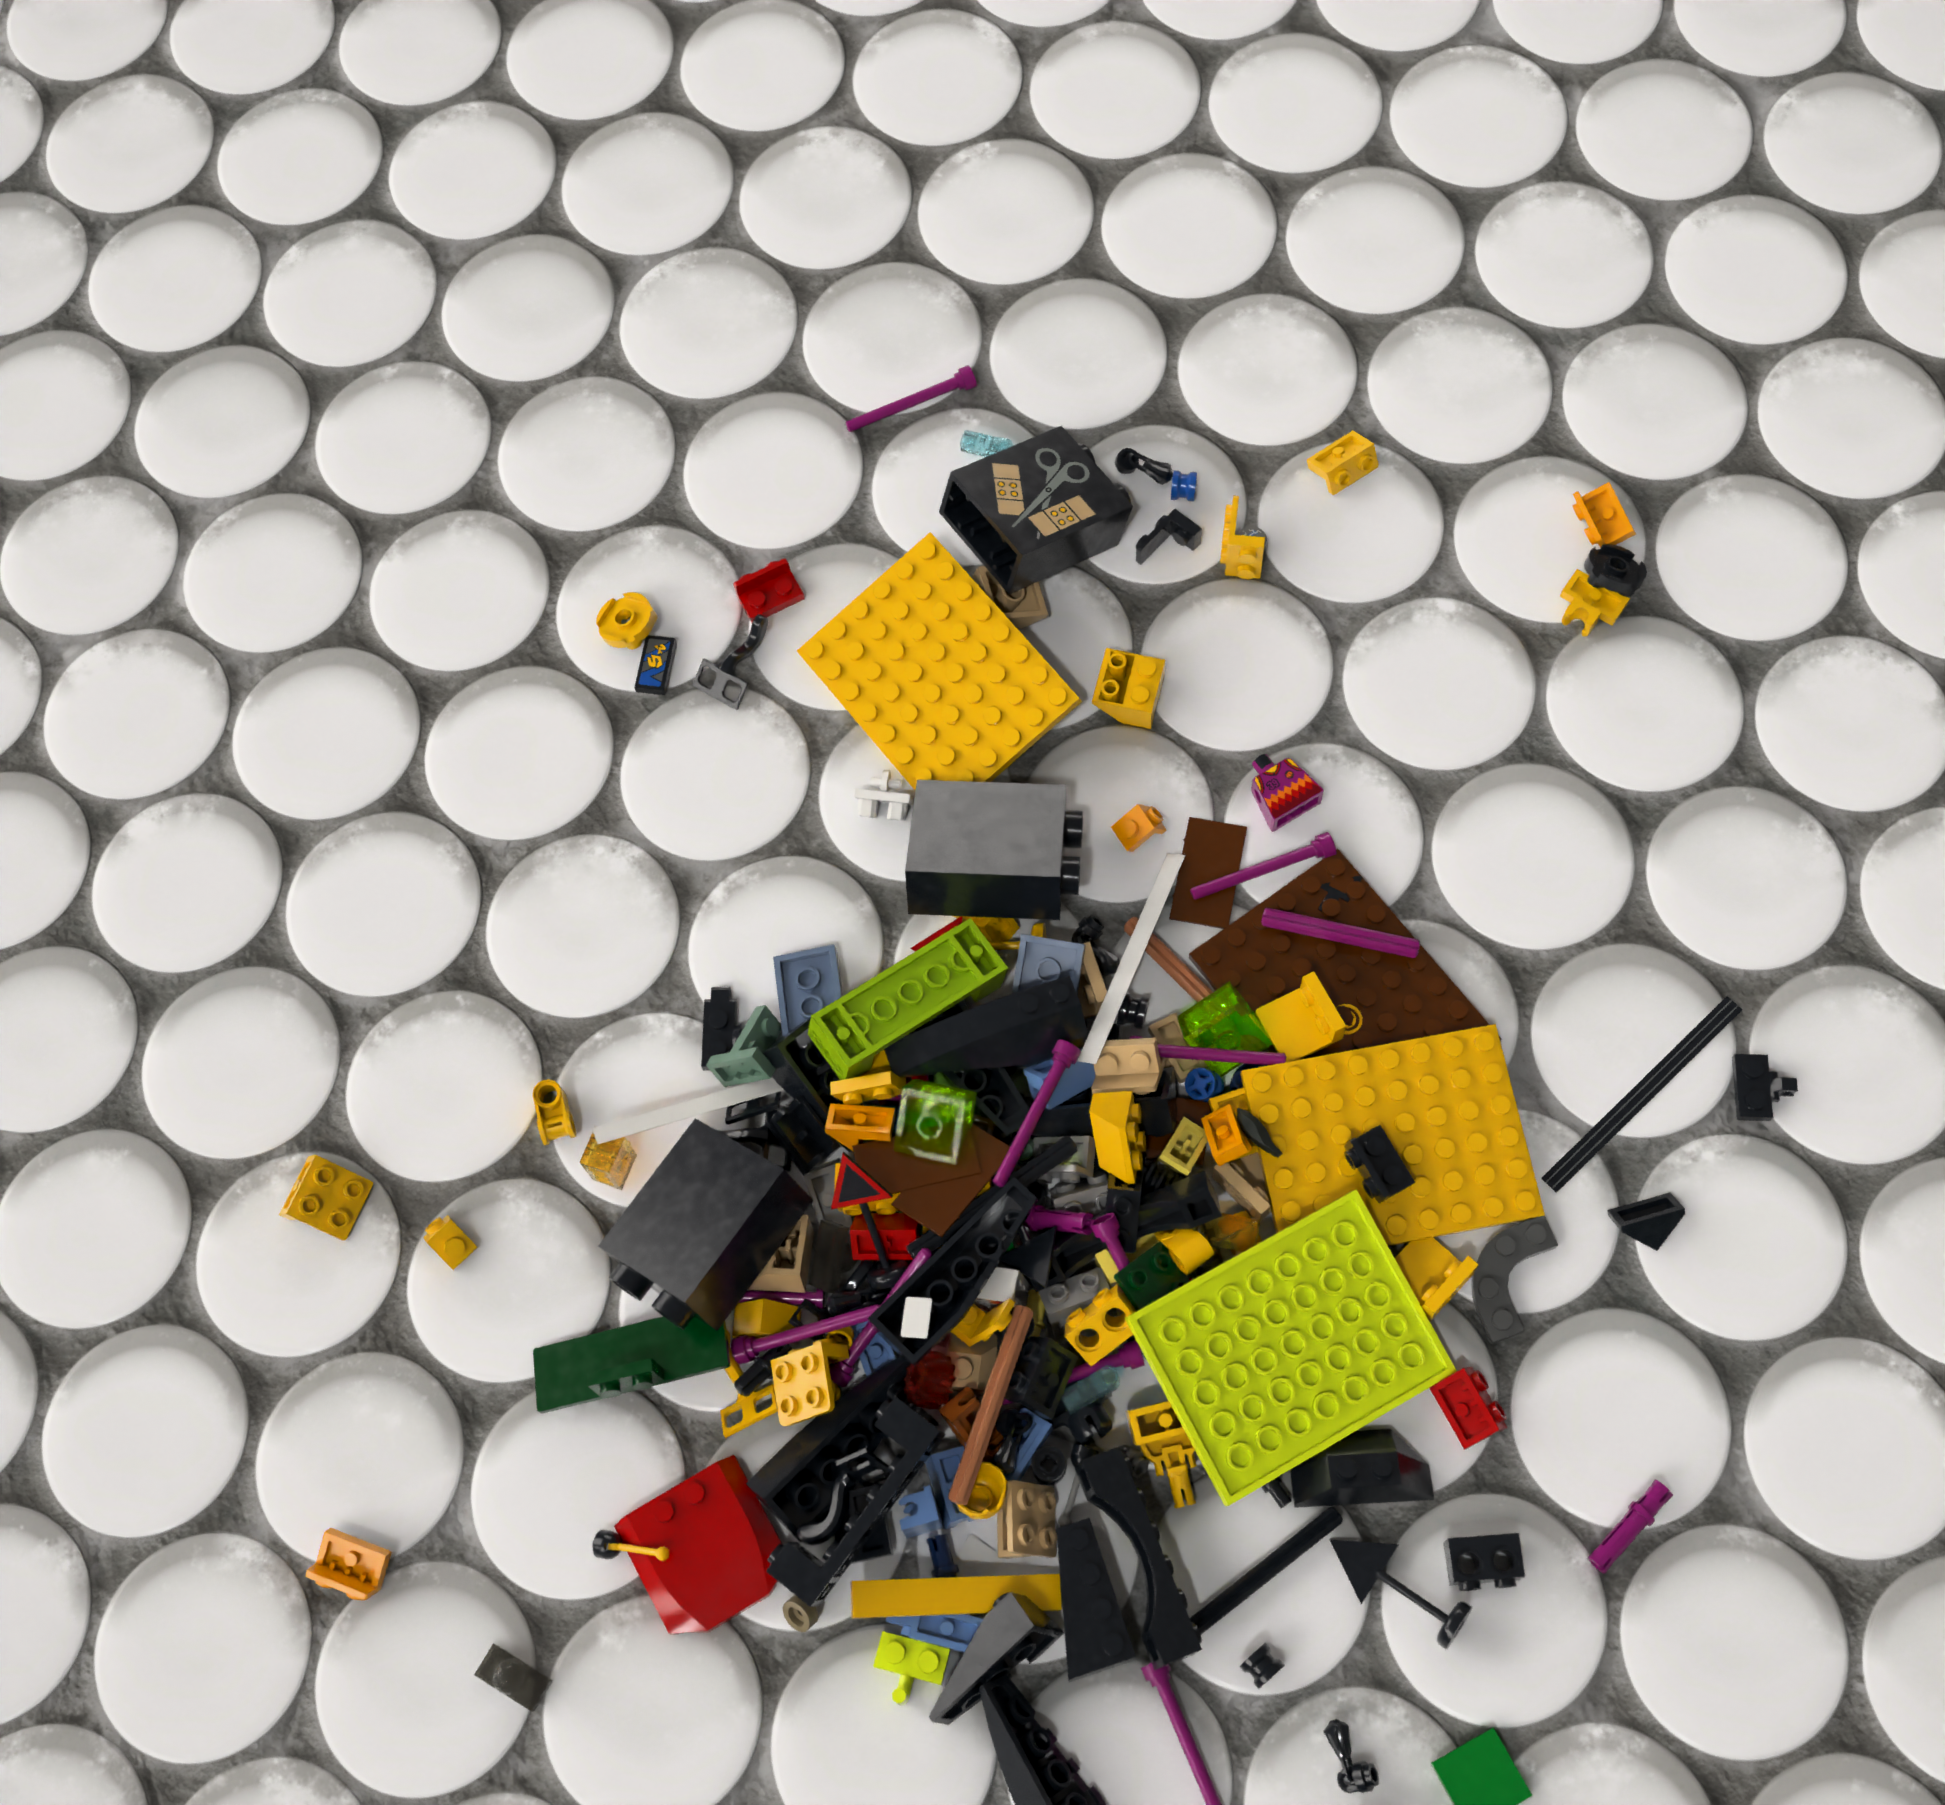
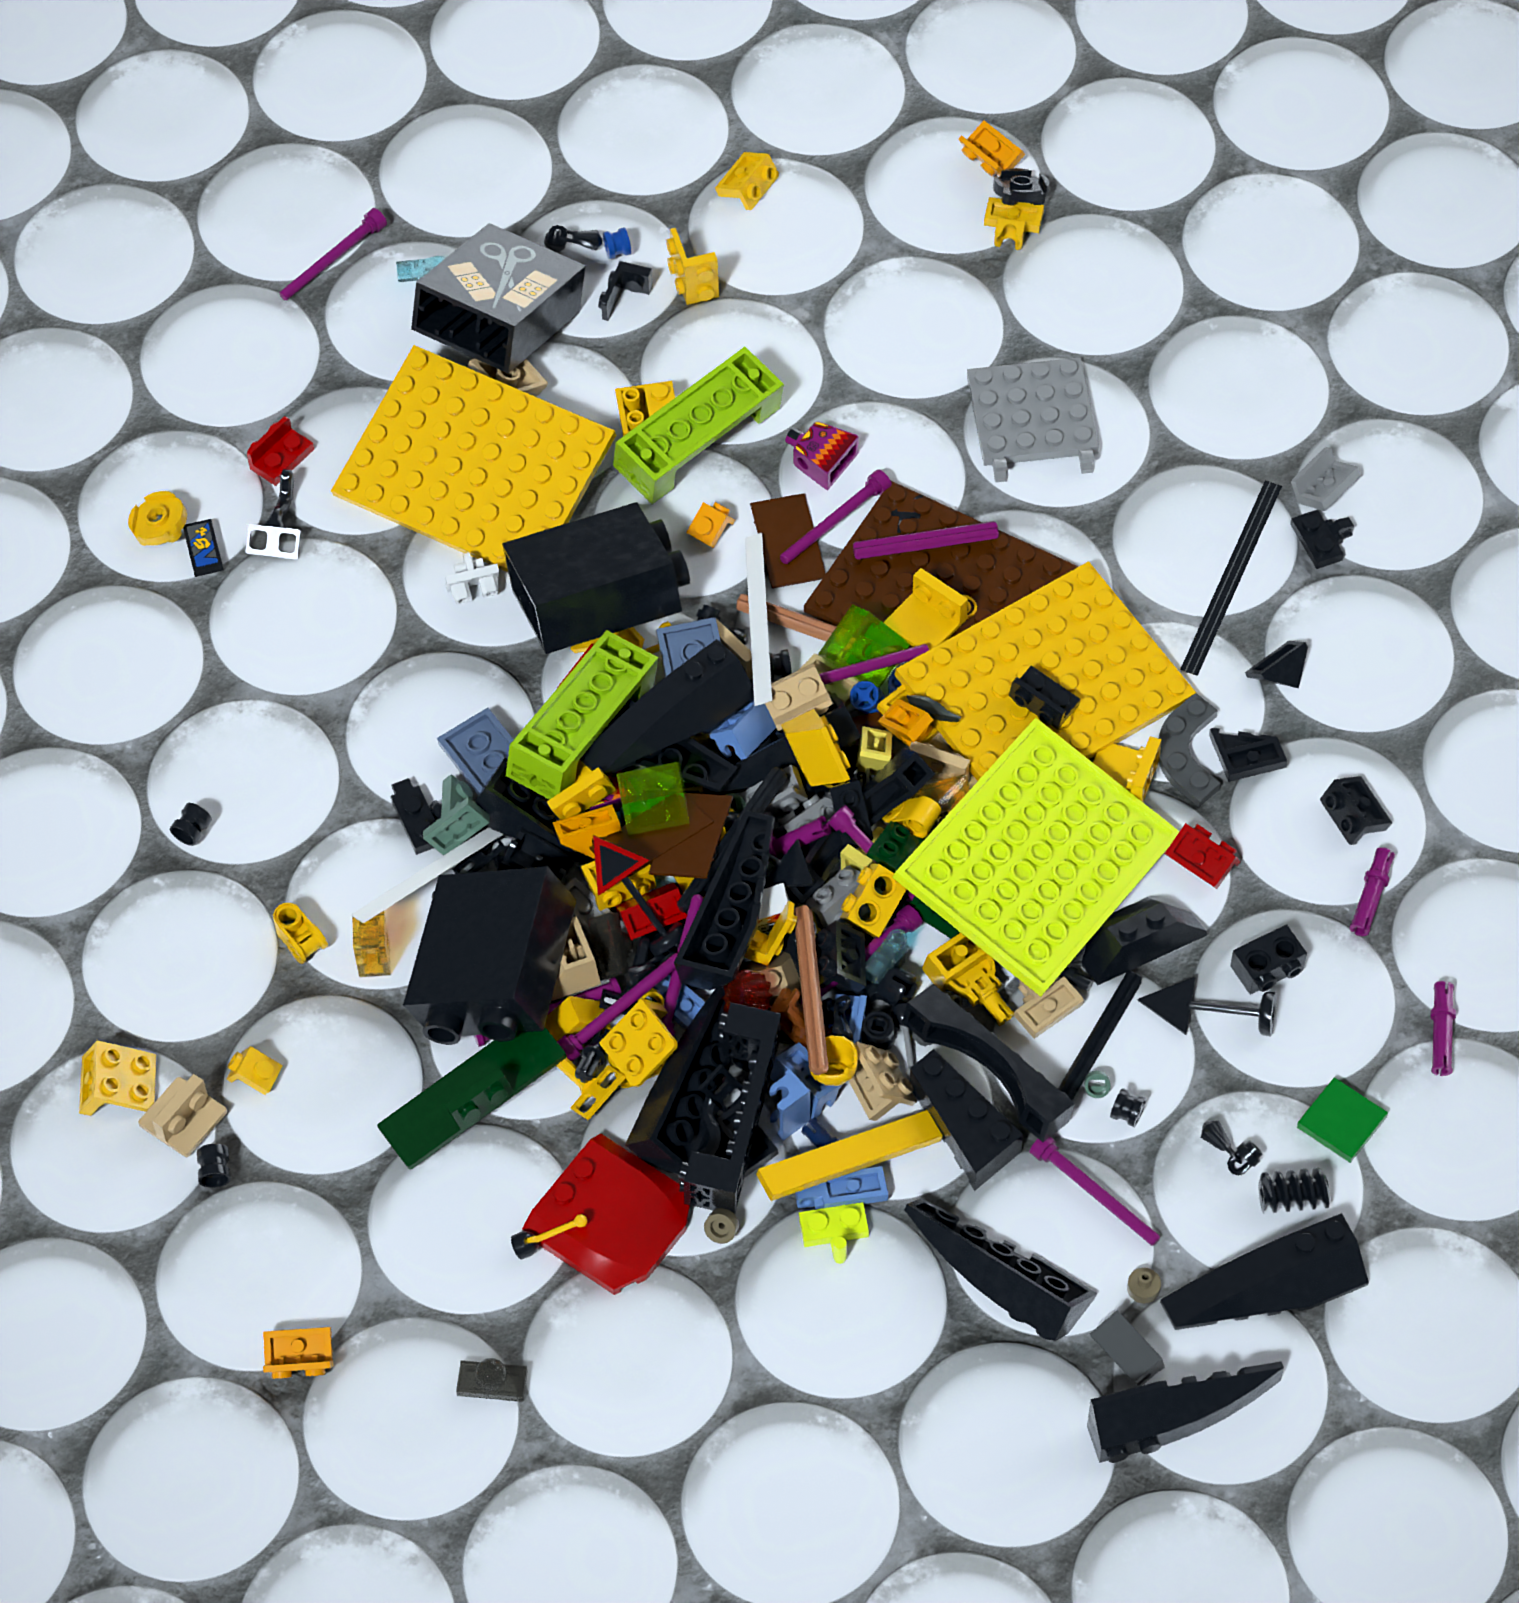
camera: 30 degrees left, 10 degrees down
(364, 1261) = (183, 1115): none -> tan bracket
(366, 1327) = (213, 1164): none -> black wheel
(510, 954) = (190, 824): none -> black wheel
(916, 1317) = (716, 943): white sticker -> none
(979, 1556) = (850, 1126): white sticker -> none
(1005, 1637) = (910, 1167): wedge -> none
(1064, 1056) = (741, 705): magenta piece -> none
(1169, 714) = (695, 421): none -> lime plate
(1220, 1519) = (1044, 1012): none -> tan hinge
(1243, 1622) = (1097, 1090): none -> sand green hinge
(1516, 827) = (1032, 413): none -> light grey plate
(1566, 1308) = (1247, 754): none -> black wing
(1636, 1720) = (1443, 1016): none -> magenta pin
(1654, 1421) = (1354, 808): none -> black bracket
(1788, 1025) = (1323, 480): none -> light grey bracket

